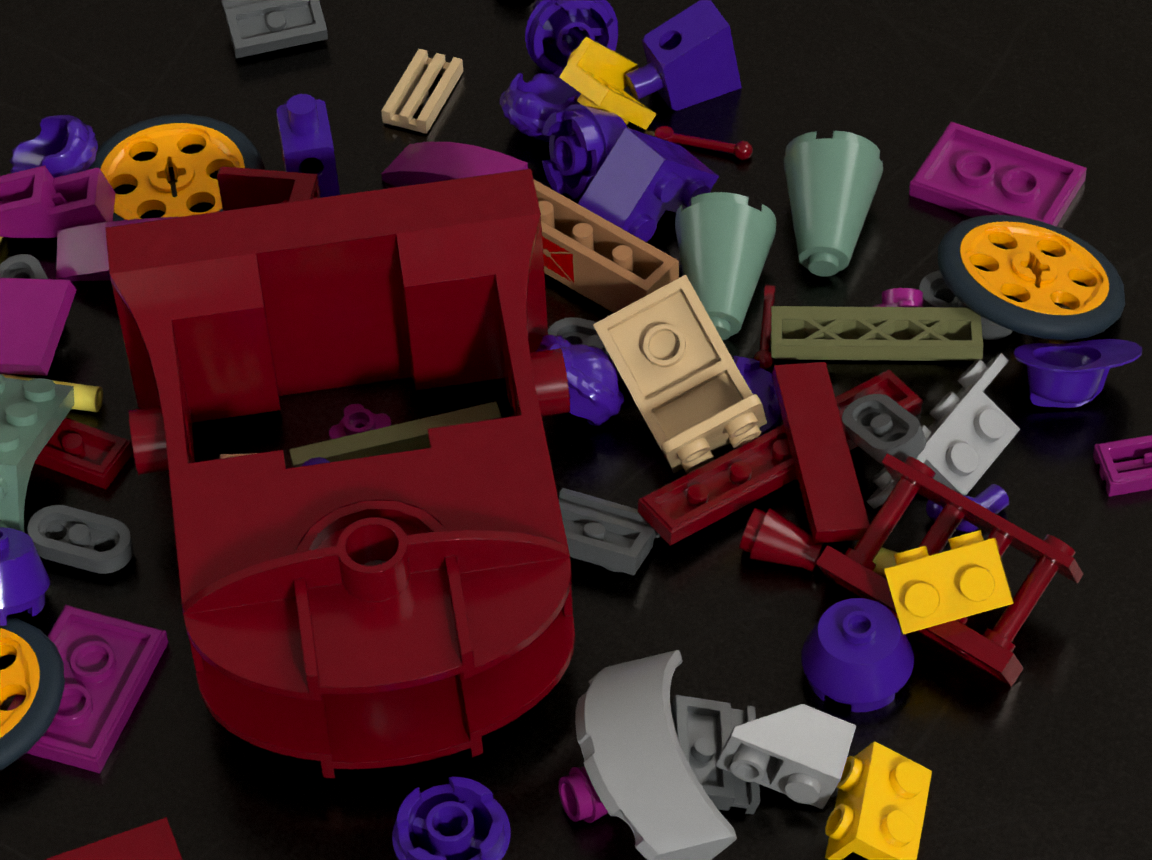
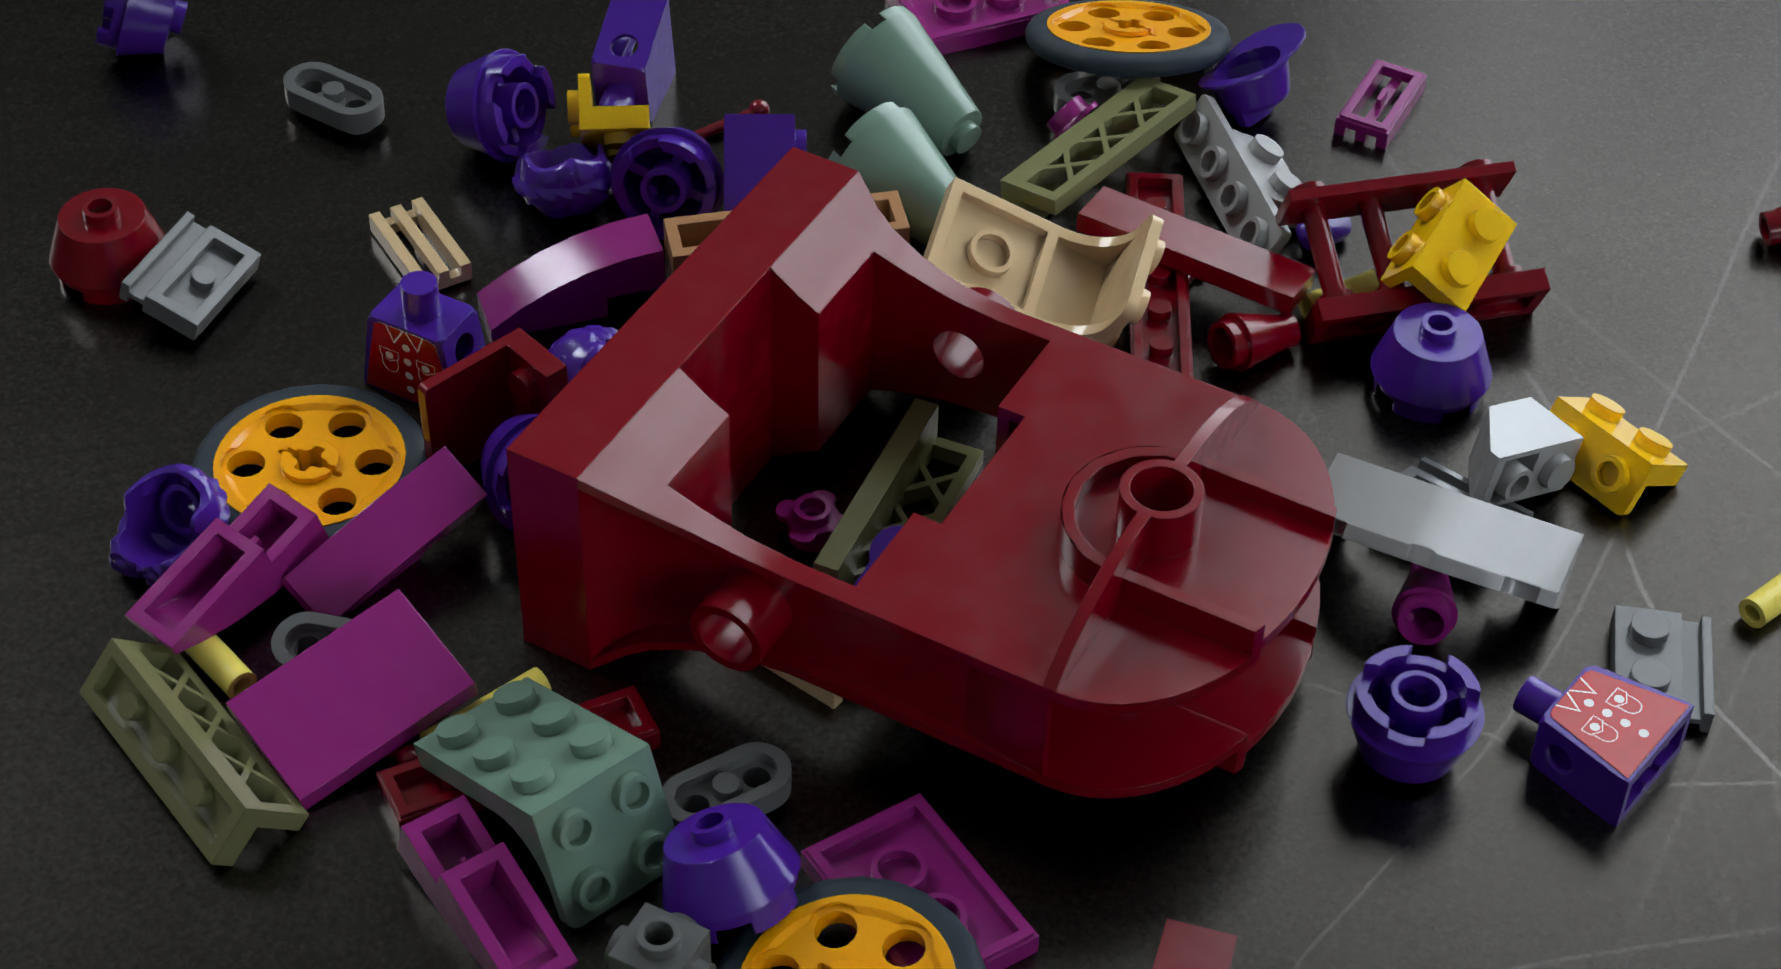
camera: 55 degrees left, 5 degrees down
(883, 427) = (1225, 194): dark grey plate -> none

